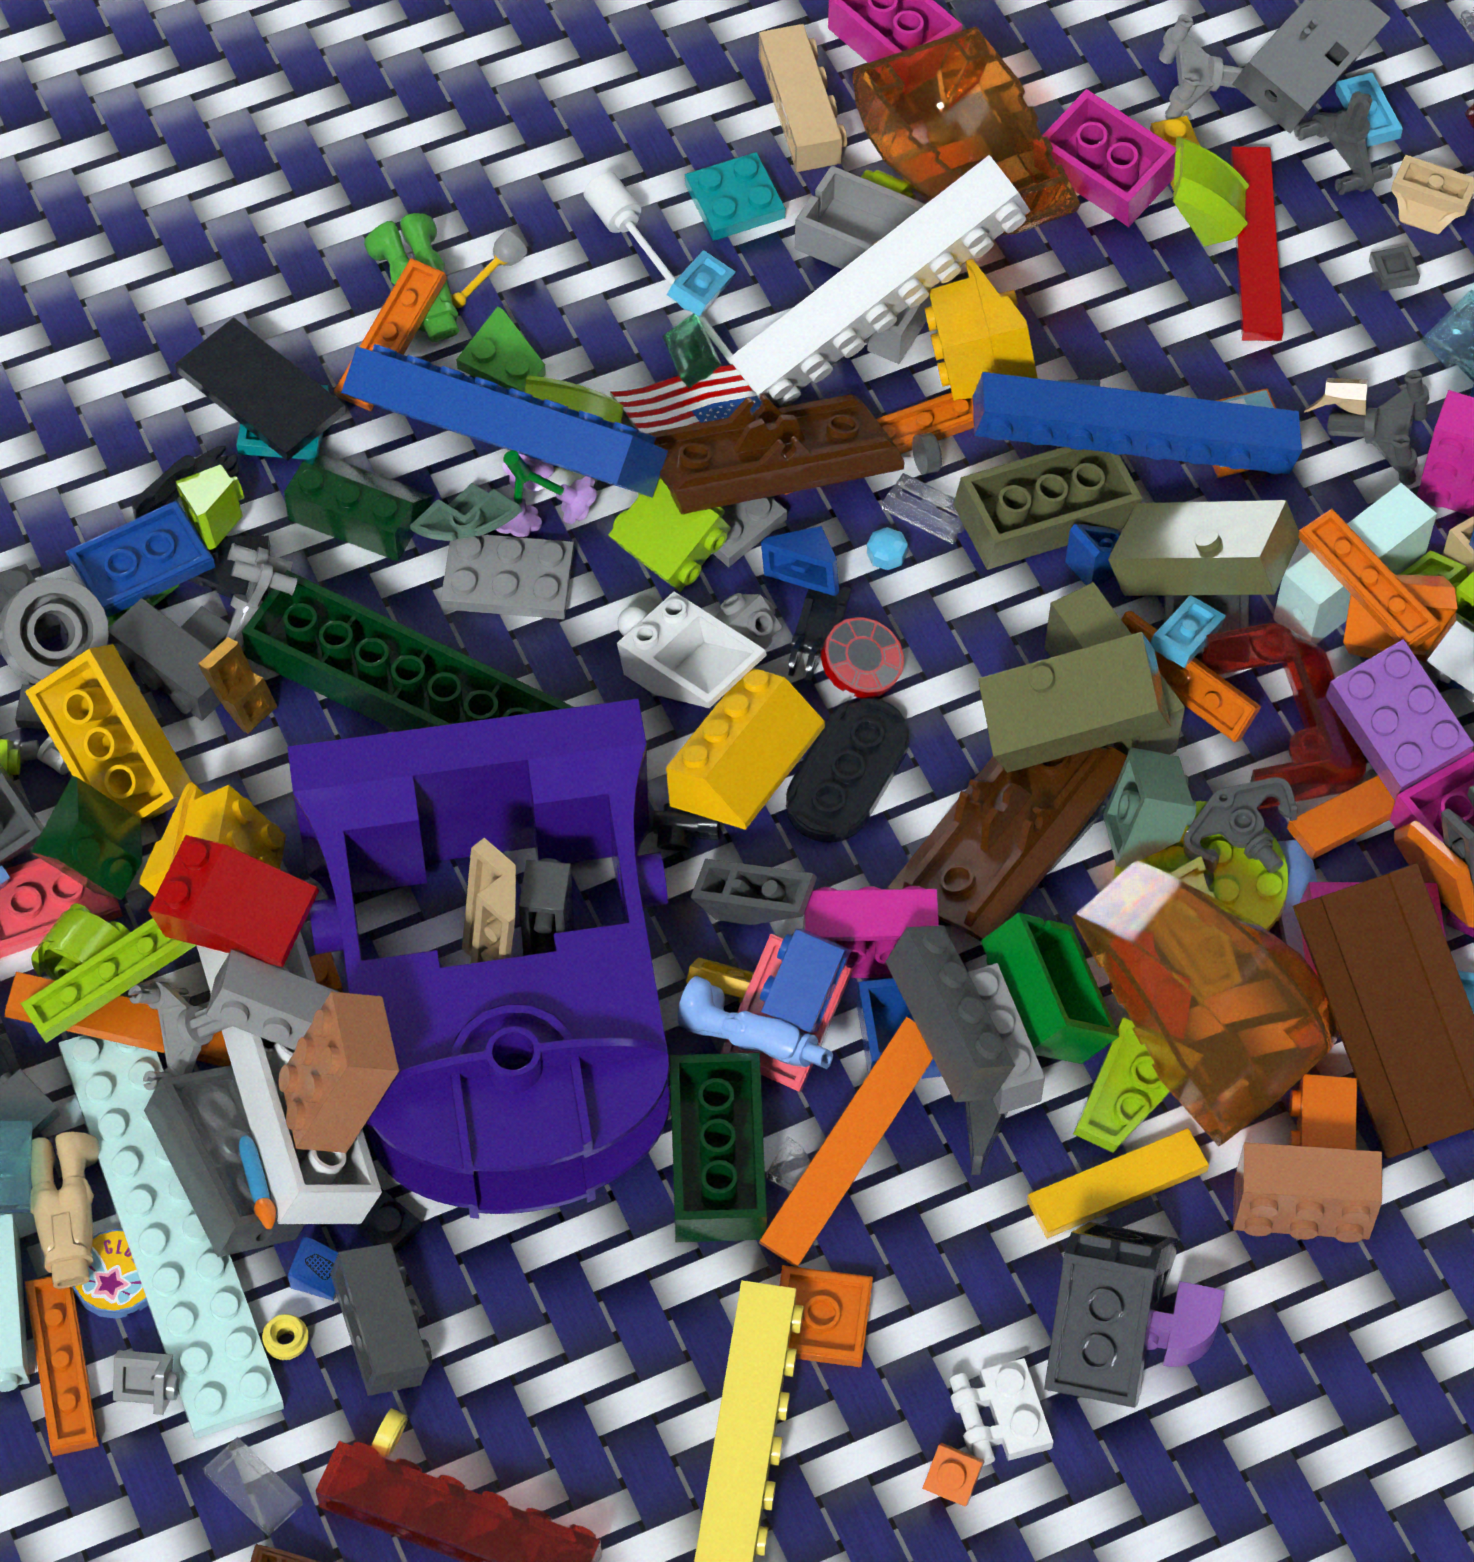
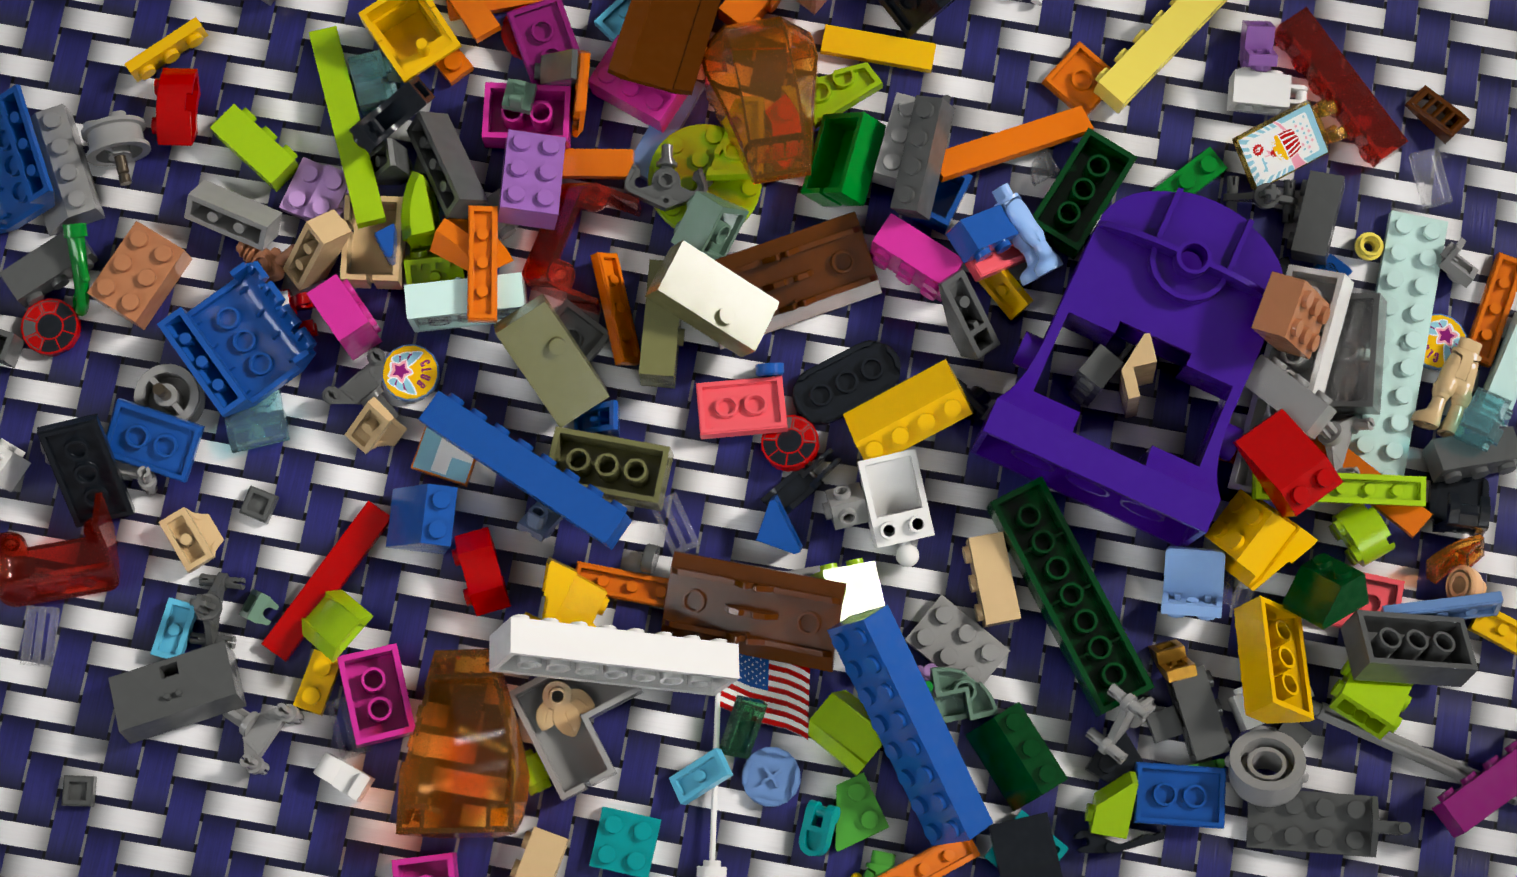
camera: 150 degrees left, 20 degrees up
(256, 768) = (1193, 582): none -> light blue bracket
(263, 1206) = (1357, 296): dark azure piece -> none
(389, 1432) = (1347, 156): light yellow tile -> none
(469, 1289) = (1264, 197): none -> dark grey axle
(484, 1396) = (1287, 142): none -> tile
(501, 641) = (991, 579): none -> tan brick
(533, 303) = (816, 839): none -> teal plate
(560, 1447) = (1263, 92): none -> white brick
(589, 1267) = (1195, 174): none -> green plate
(609, 1499) = (1257, 45): none -> medium lavender brick
(624, 337) = (771, 776): none -> medium blue tile
(887, 548) = (720, 511): medium azure tile -> none
(943, 661) = (741, 407): none -> coral tile
(949, 720) = (769, 369): none -> blue tile
(1065, 84) = (344, 776): none -> white leg
(1100, 333) = (481, 570): none -> red brick
(1186, 631) = (600, 320): medium azure plate -> none
(1201, 333) = (422, 518): none -> blue slope
(1306, 174) = (255, 606): none -> sand green tile
(1352, 478) = (410, 373): none -> tile

